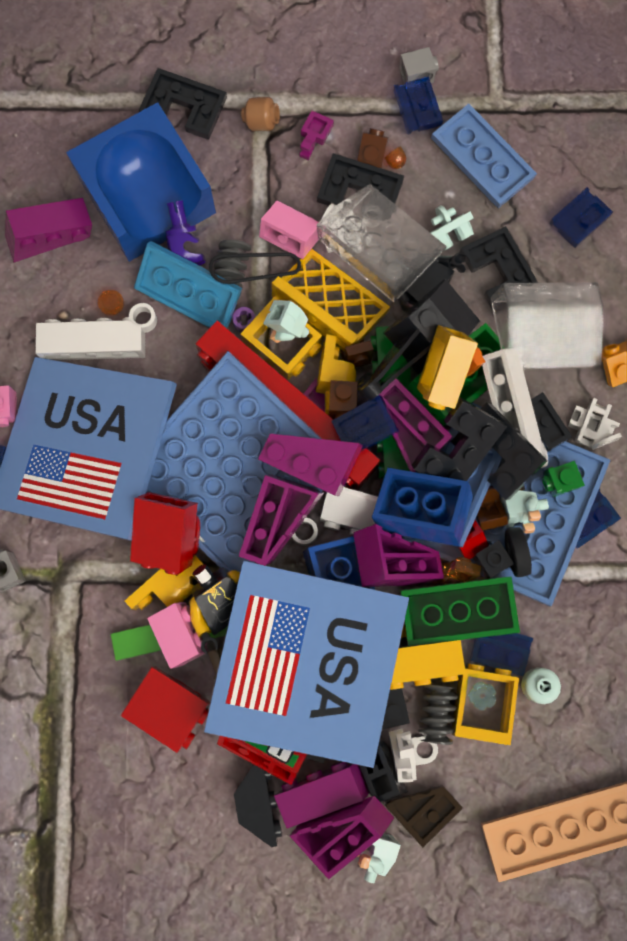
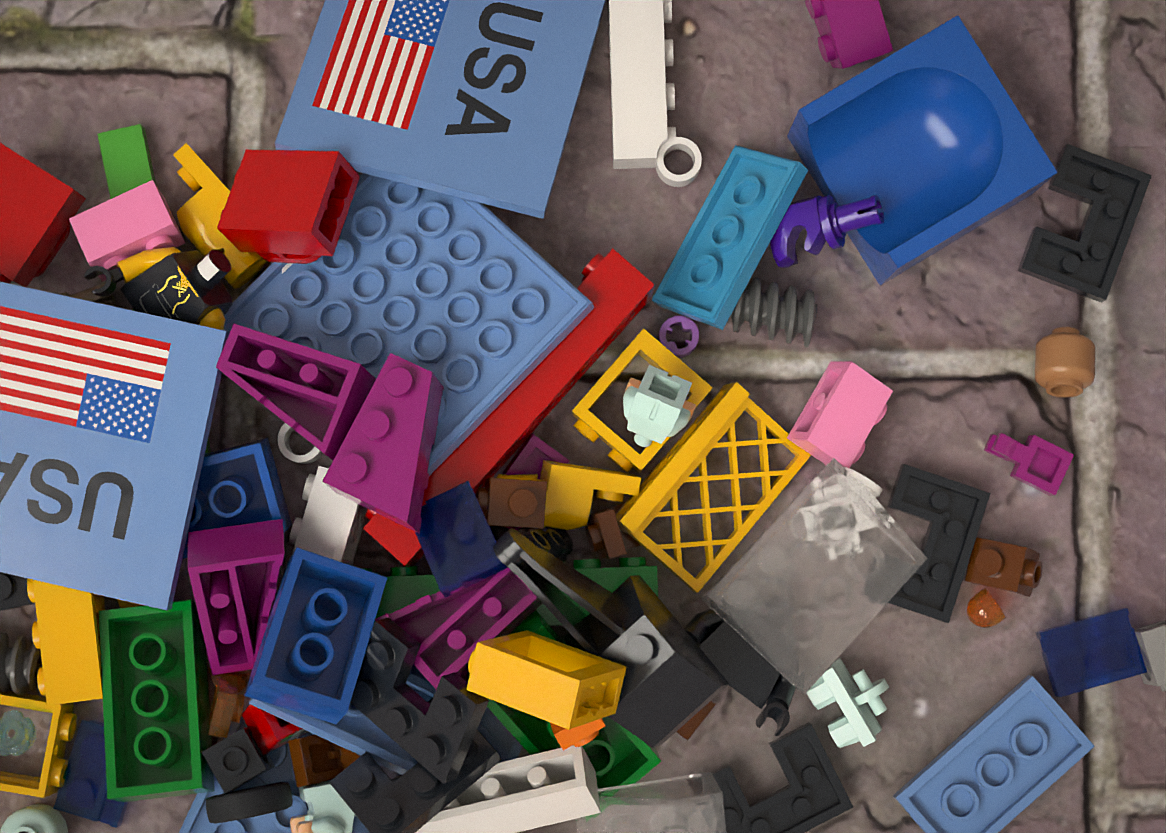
camera: 95 degrees right, 5 degrees up
(110, 302) = (708, 106): clear orange plate -> none
(255, 277) = (787, 349): black piece -> none

